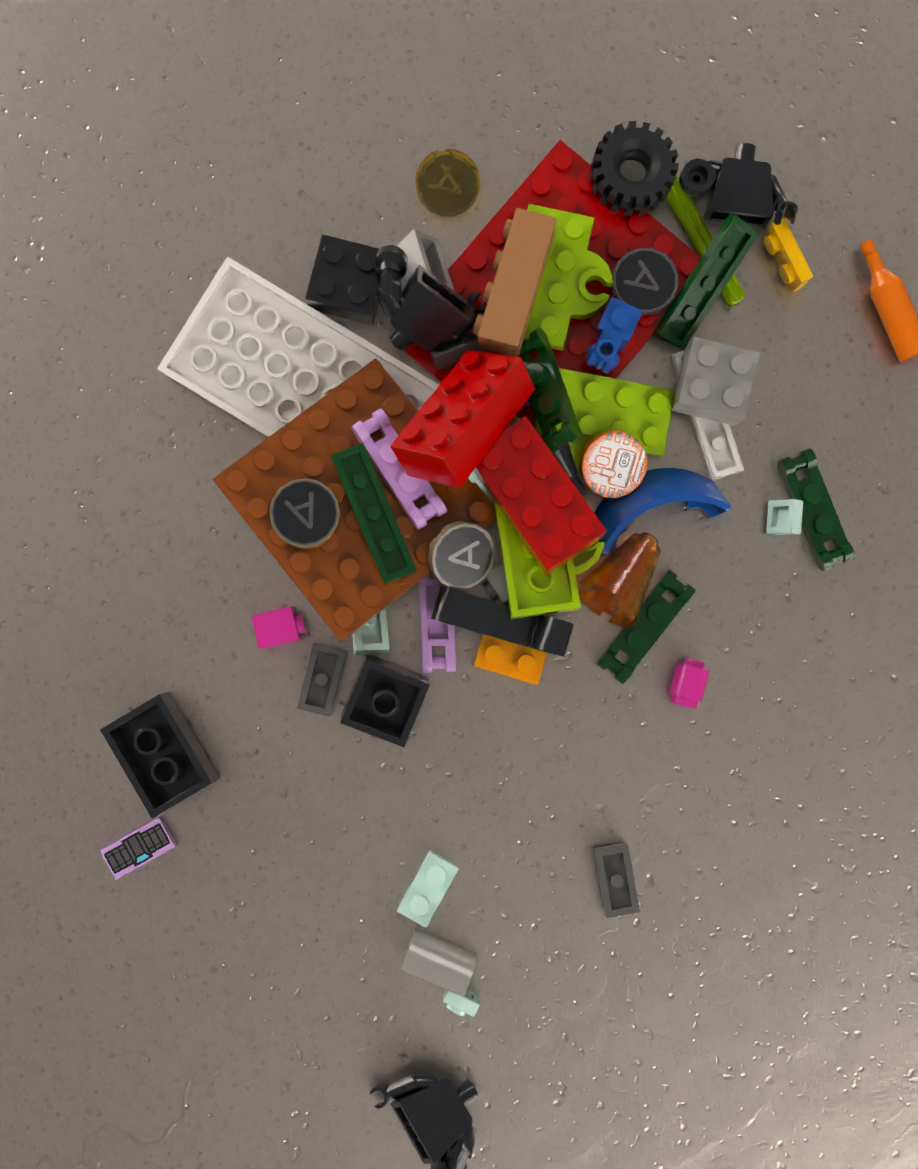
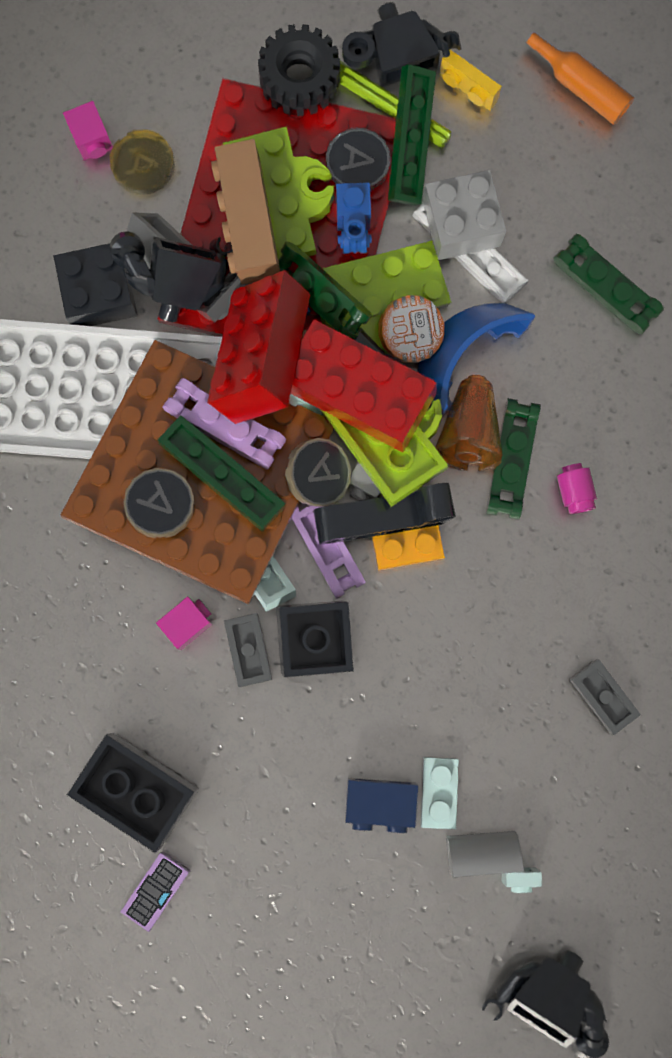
camera: 25 degrees left, 5 degrees down
(371, 873) = (381, 803): none -> dark blue brick
(411, 130) = (88, 131): none -> dark pink brick
(784, 517) = (584, 302): light aqua plate -> none

